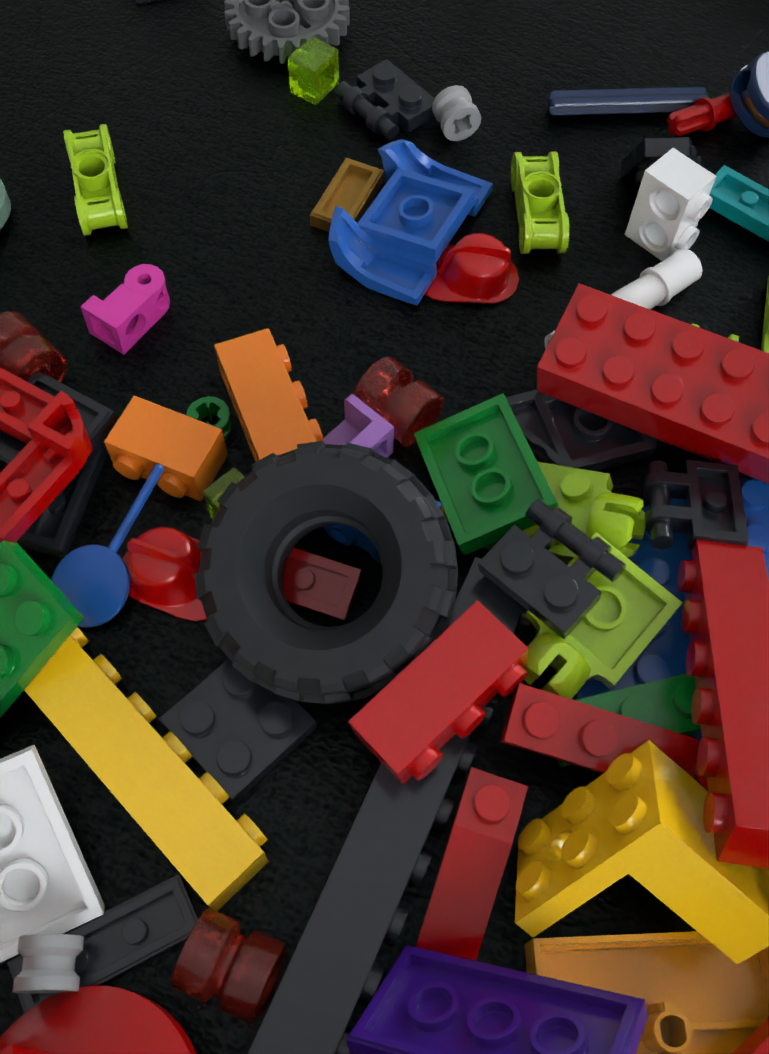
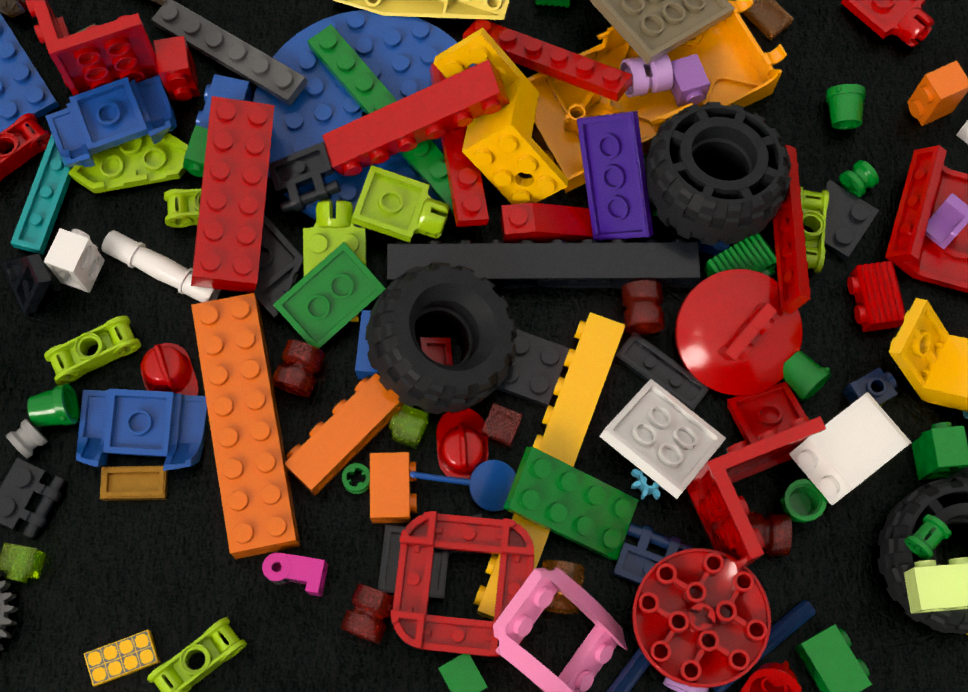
camera: 115 degrees left, 10 degrees up
(48, 964) = (685, 382): light grey wheel -> none
(151, 126) = (121, 658): none -> yellow tile
(169, 634) = (501, 424): none -> clear red plate
(353, 314) = (245, 426): none -> orange brick
(363, 428) = (332, 382): medium lavender panel -> none
(441, 693) = (481, 252): red brick -> none
(480, 146) = (54, 407): none -> green piece
(543, 582) = (393, 235): black plate -> none

